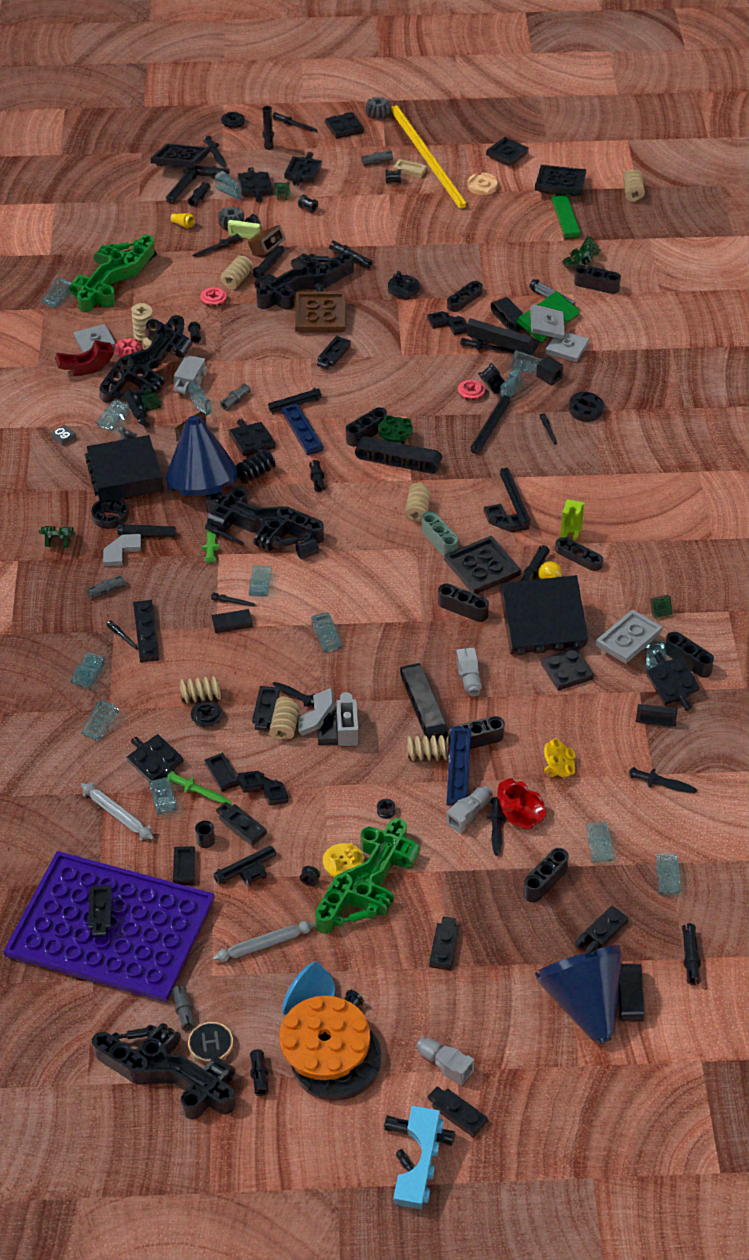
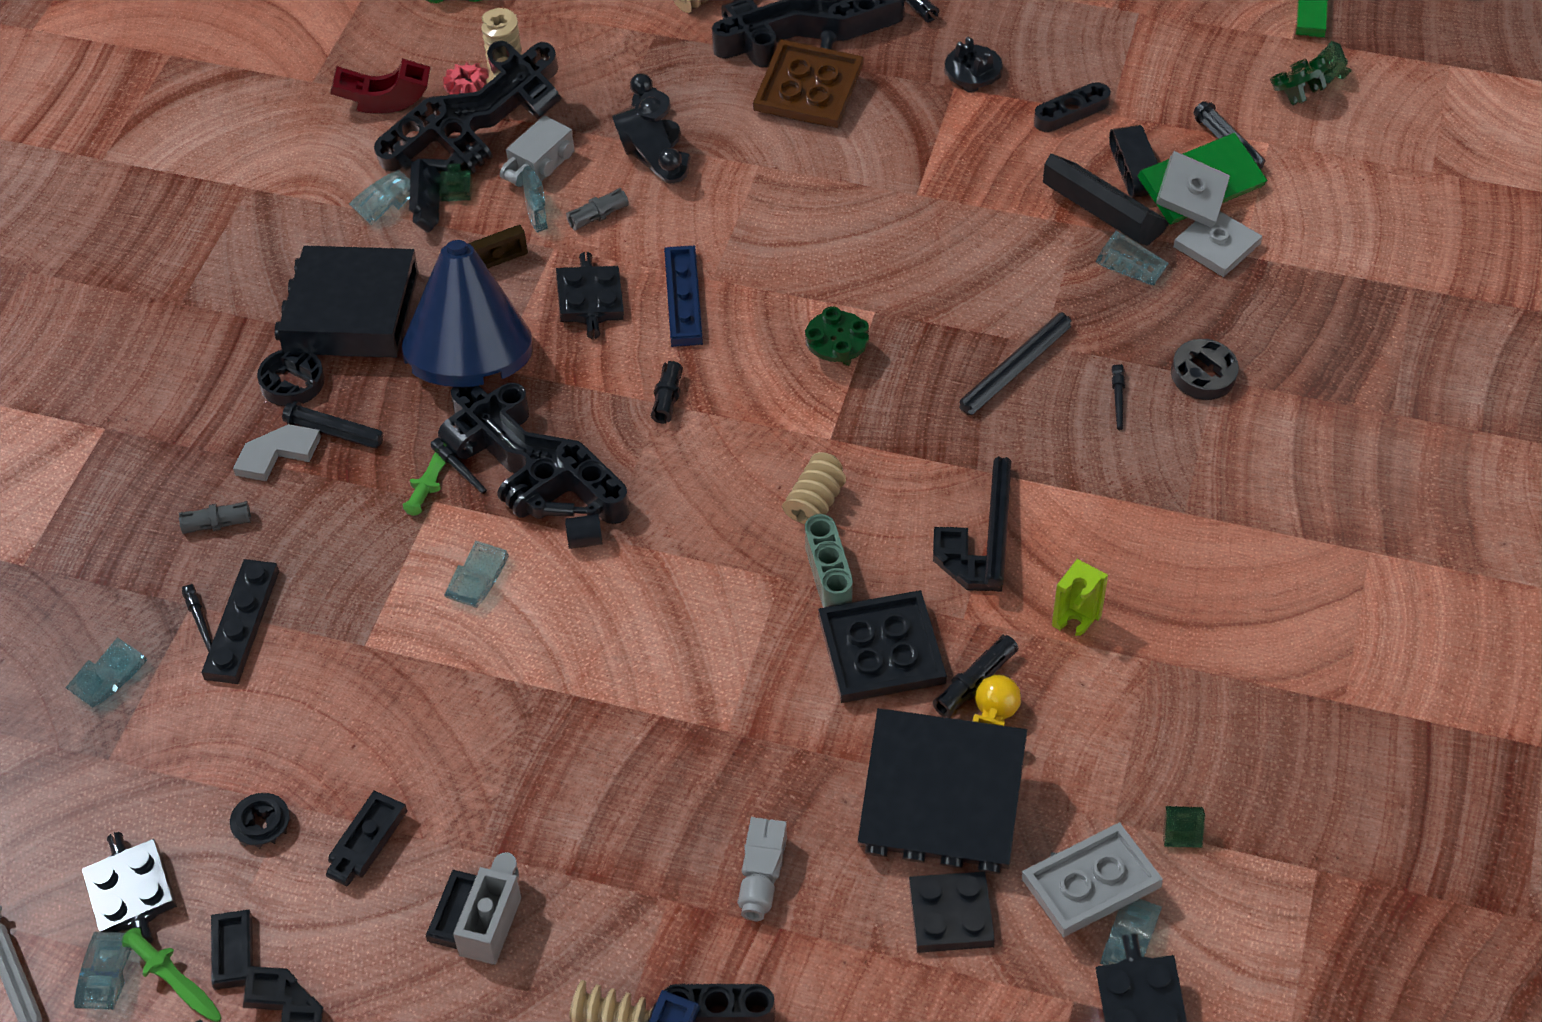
camera: 20 degrees right, 5 degrees up
(63, 435) = (287, 214): dark grey tile -> none
(64, 533) = (177, 392): dark green plate -> none
(86, 337) = (424, 48): light grey plate -> none
(101, 706) = (84, 789): clear light blue slope -> none
(125, 433) = (384, 235): dark grey plant -> none
(194, 329) = (586, 71): black pin -> none
(200, 689) = (267, 771): tan piece -> none
(208, 294) = (642, 12): coral gear -> none
(223, 598) = (401, 591): black piece -> none
(232, 621) = (392, 641): black tile -> none
(244, 353) = (649, 136): none -> black piece
(255, 466) = (566, 347): black piece -> none
(284, 719) = (382, 873): tan piece -> none
(305, 397) = (699, 237): black axle -> none
(307, 699) = (449, 839): black sword -> none
(323, 703) = (431, 889): light grey tile -> none
(324, 621) = (542, 688): clear light blue slope -> none
(333, 352) = (798, 163): black hinge -> none
(364, 426) = (787, 317): black beam -> none
(398, 455) = (825, 386): black beam -> none
(423, 701) = (649, 909): black beam -> none
(440, 319) = (1017, 142): black tile -> none
(463, 602) = (816, 730): black beam -> none
(469, 385) = (1008, 278): coral gear -> none
(479, 345) = (1059, 204): black sword -> none
(492, 378) = (1050, 278): black piece -> none
(514, 381) = (1092, 290): clear light blue slope -> none
(549, 370) = (1164, 283): black panel -> none
(590, 559) = (1073, 684): black beam -> none
(597, 279) = (1321, 125): black beam -> none
(696, 658) = (1198, 966): black beam -> none

